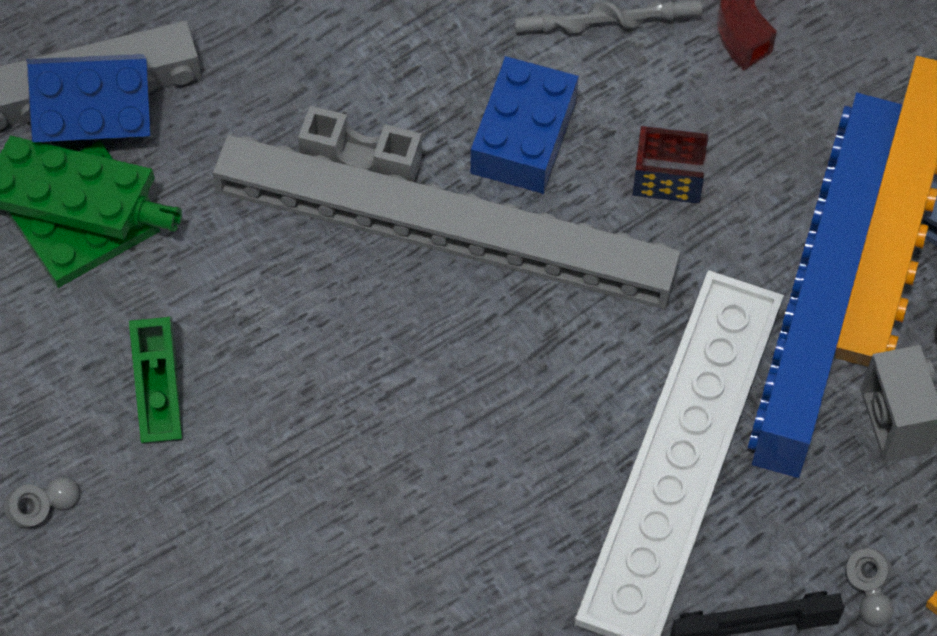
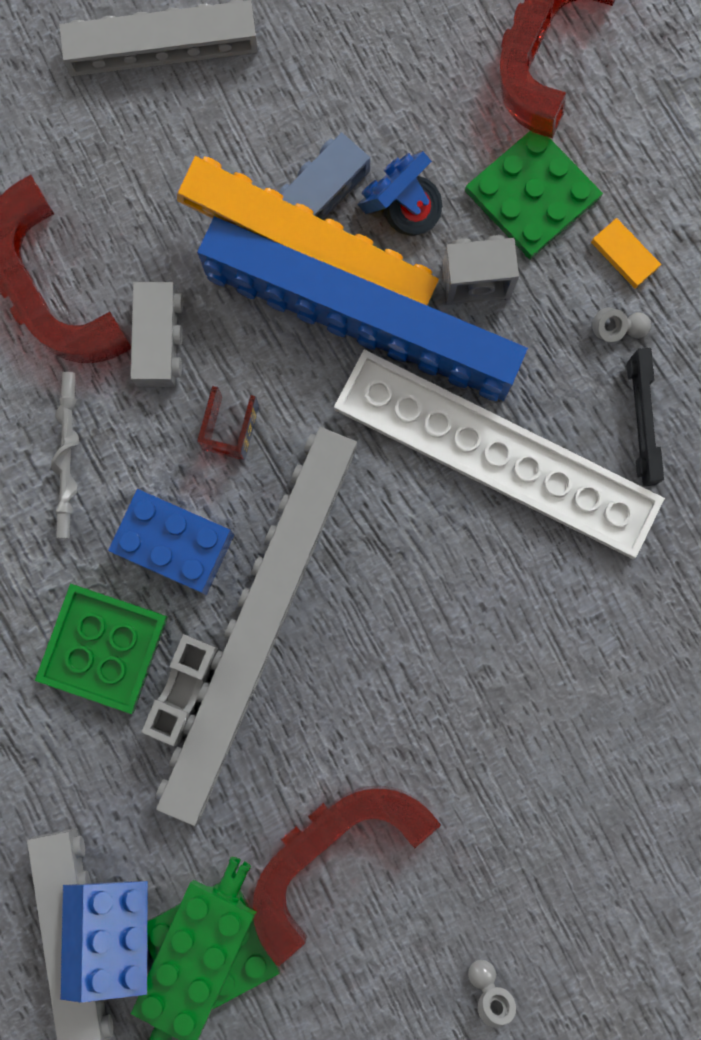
camera: 80 degrees left, 20 degrees up
(150, 262) = (273, 921): none -> clear red arch
(156, 378) = (383, 888): green slope -> none
(398, 74) = (101, 648): none -> green plate
(760, 84) = (156, 334): none -> light grey brick

